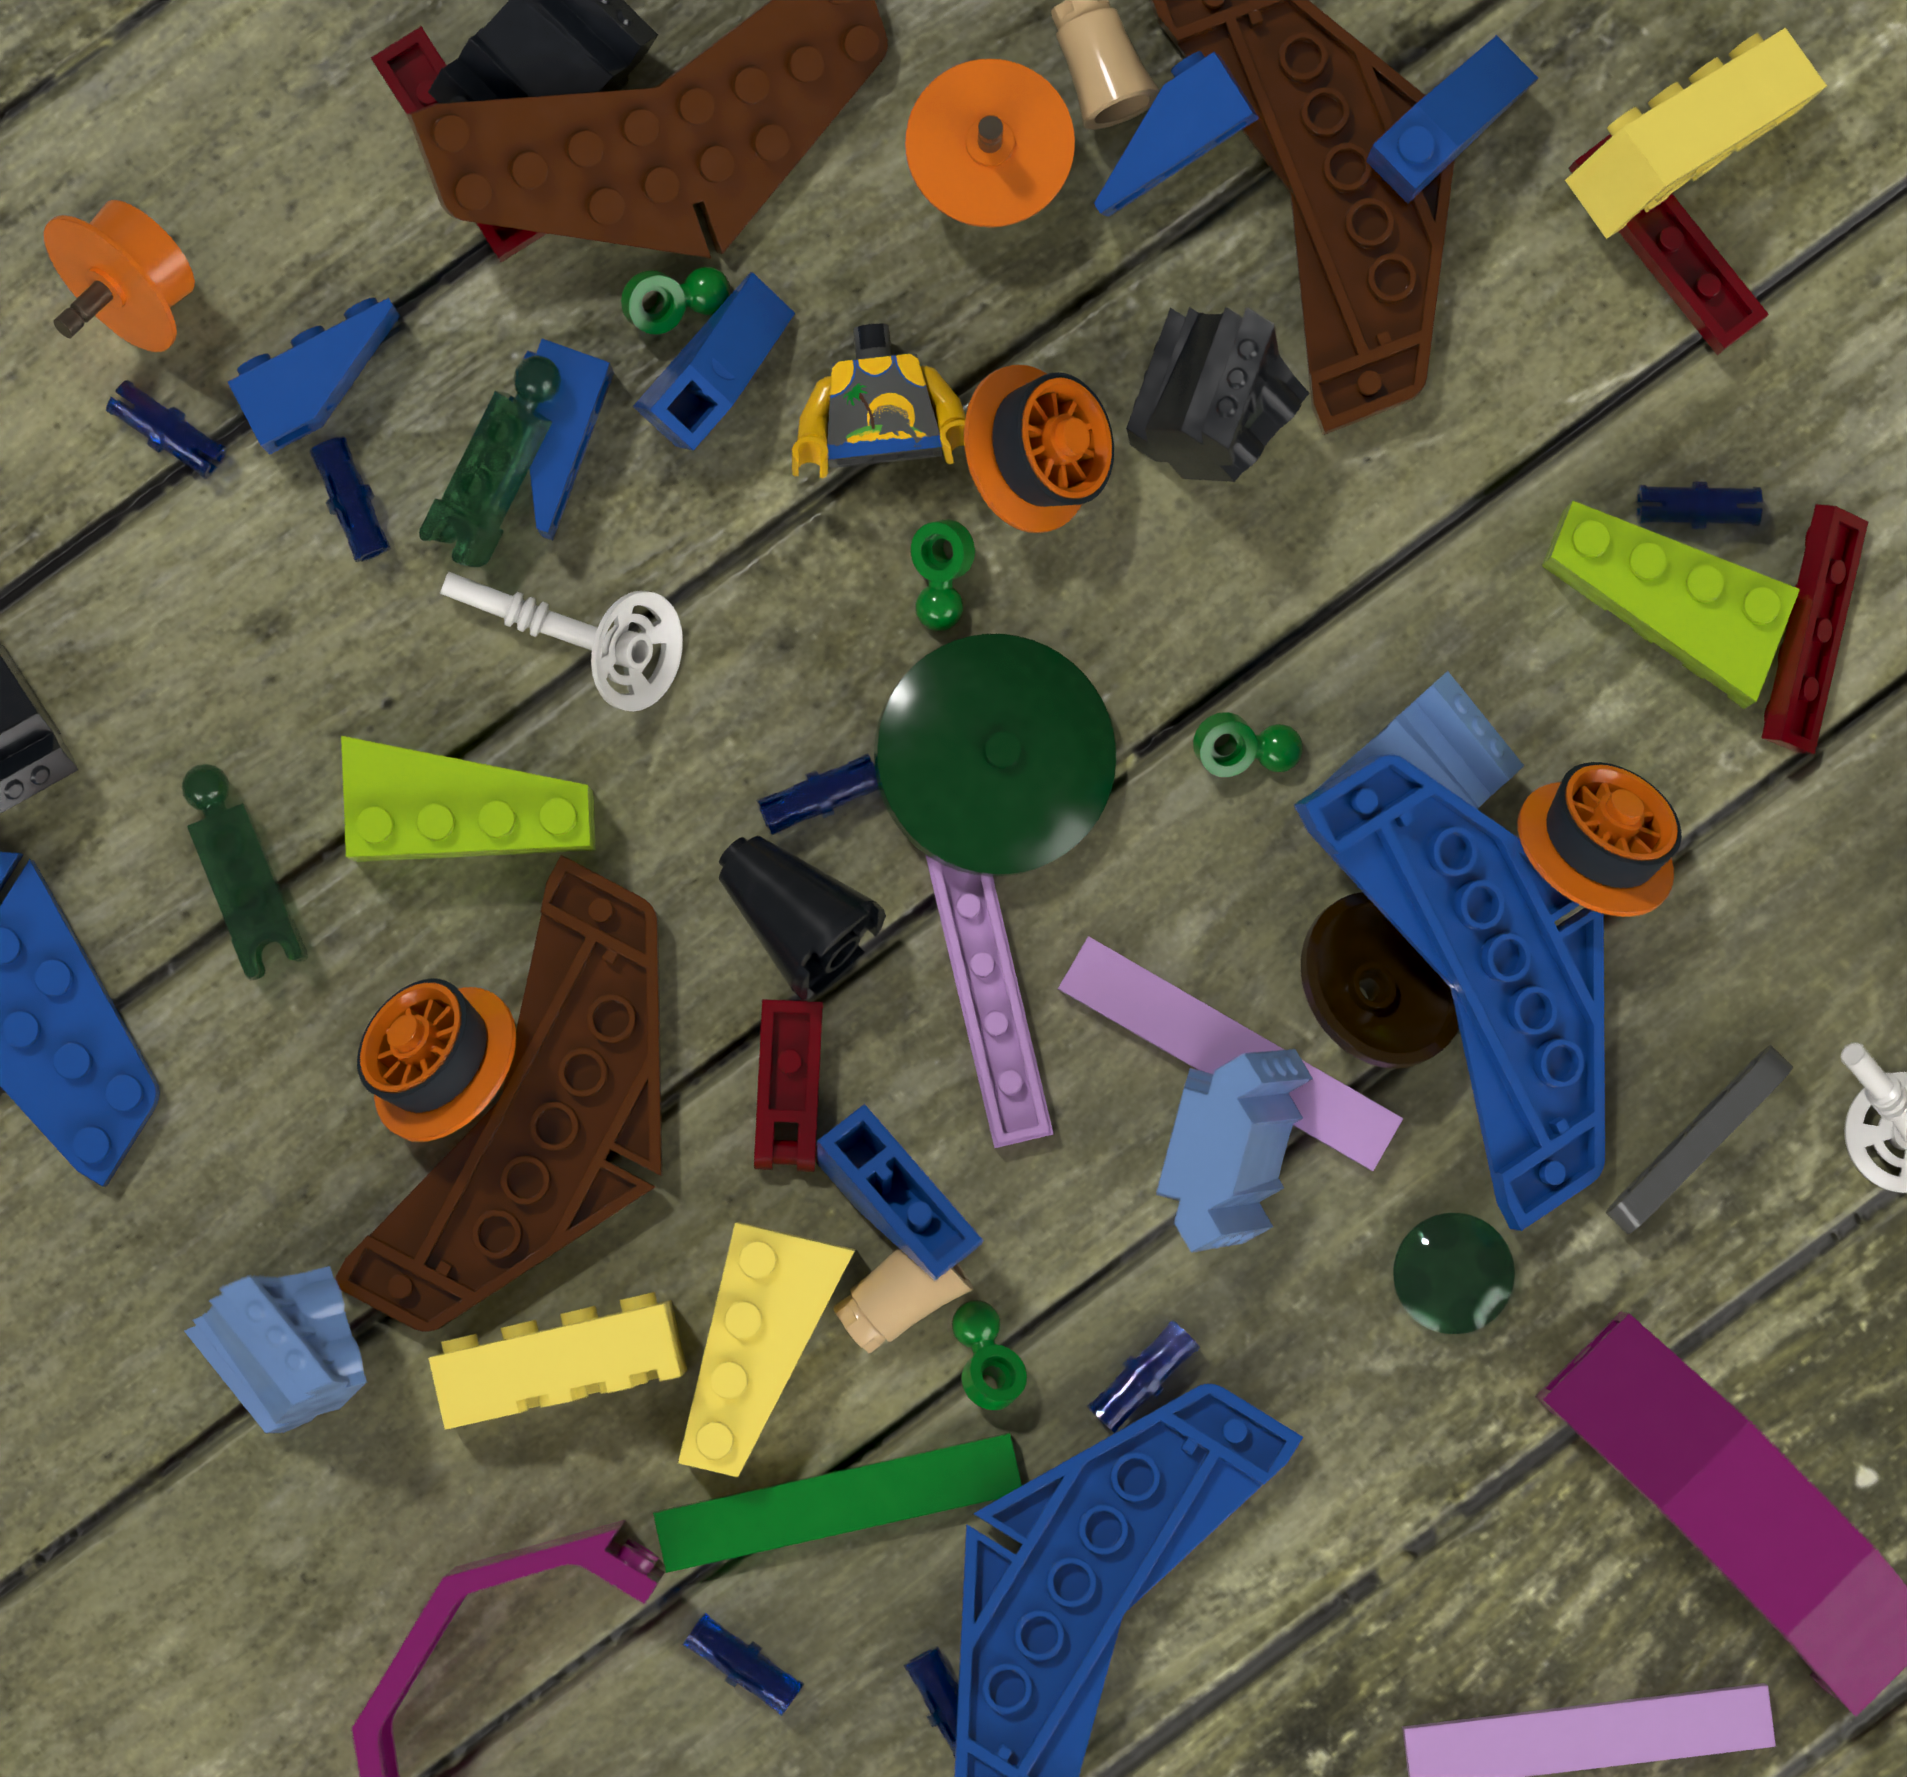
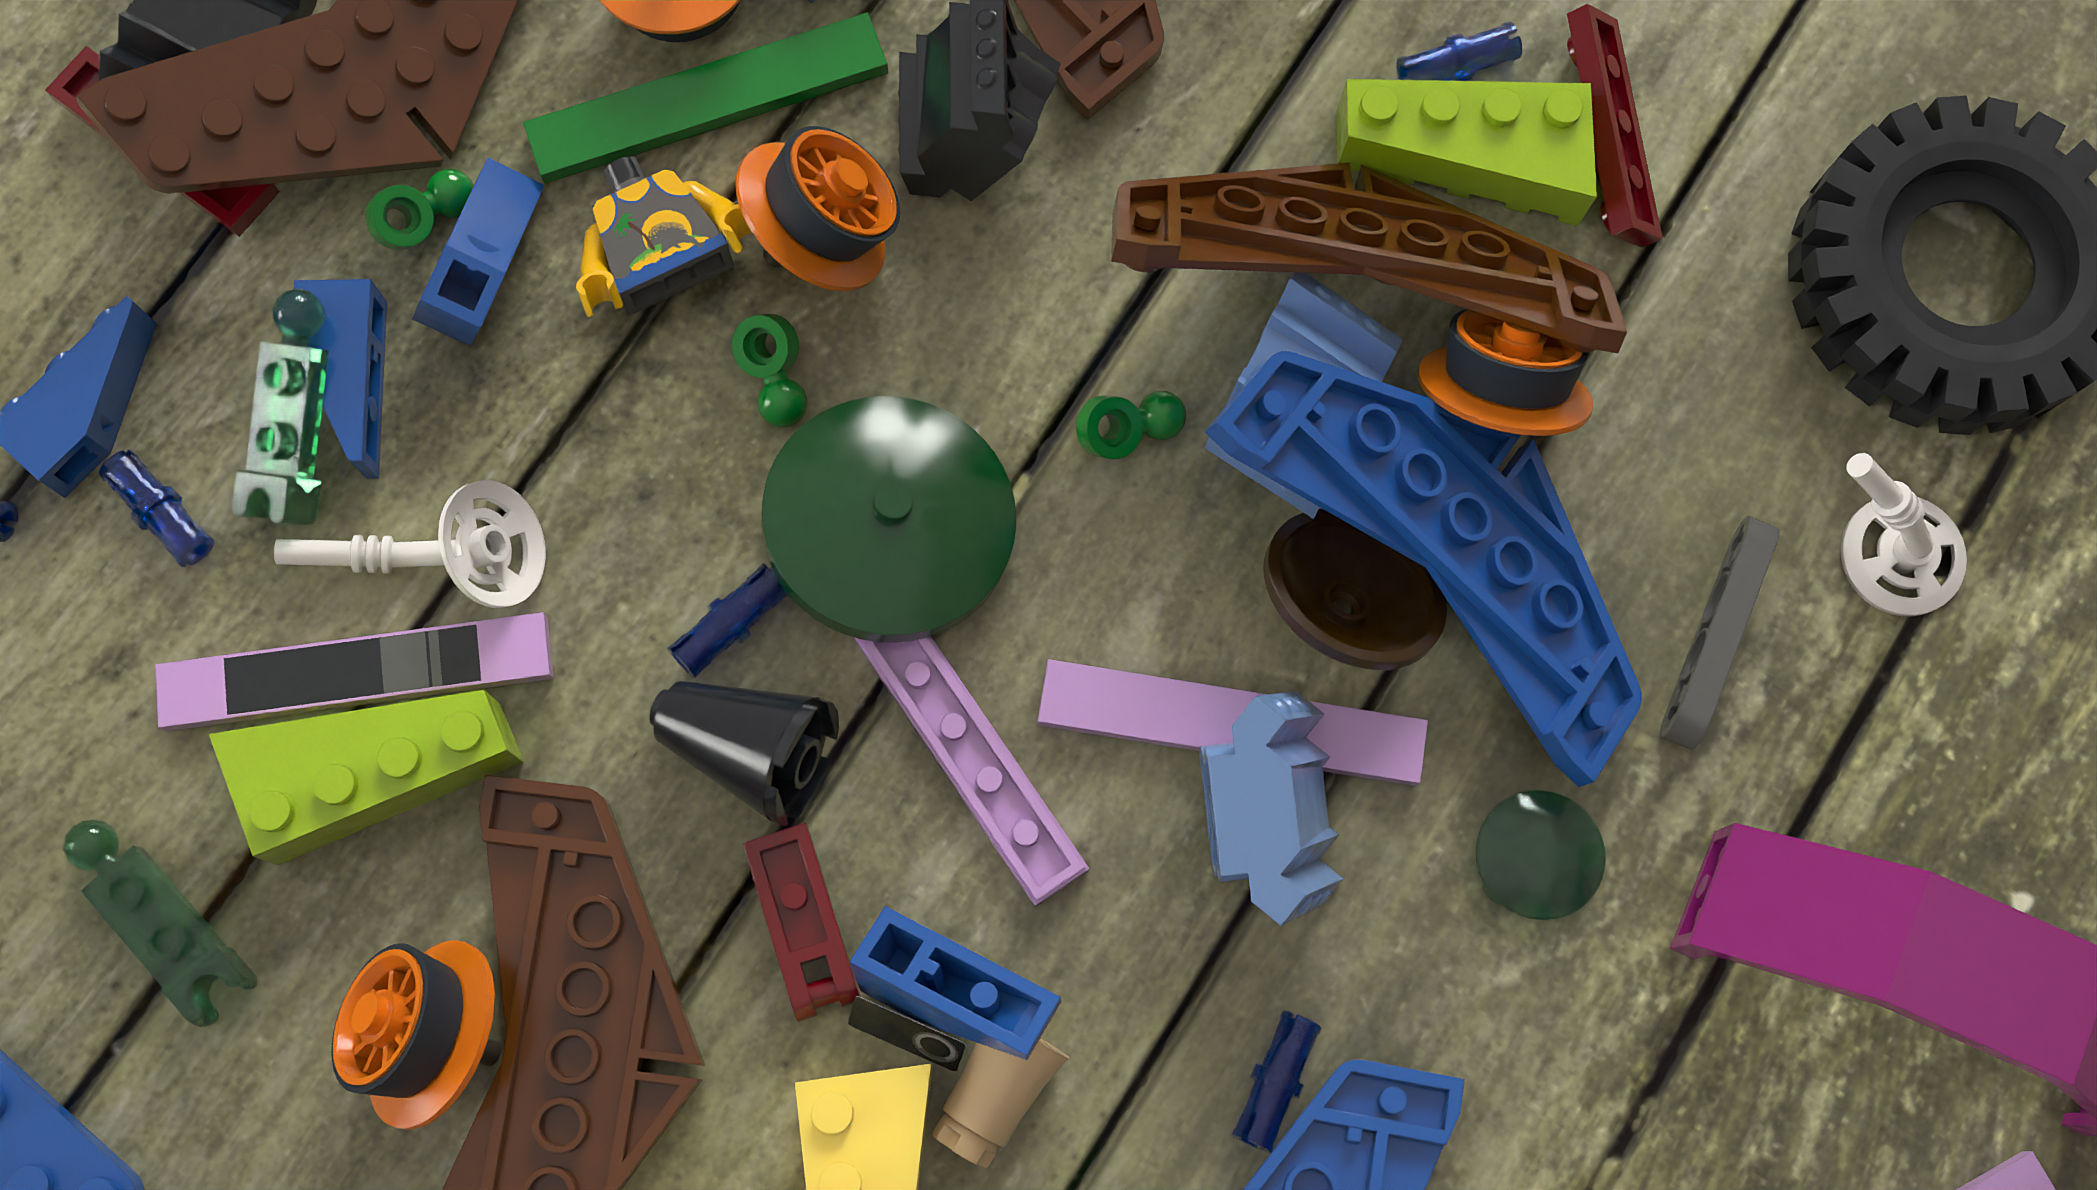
camera: 25 degrees left, 10 degrees down
(476, 715) = (353, 671): none -> tile
(842, 1215) = (906, 1033): none -> black sticker
(975, 282) = (705, 97): none -> green tile
(976, 1327) = (1087, 1097): green plate -> none
(1550, 667) = (1383, 230): none -> reddish brown wing

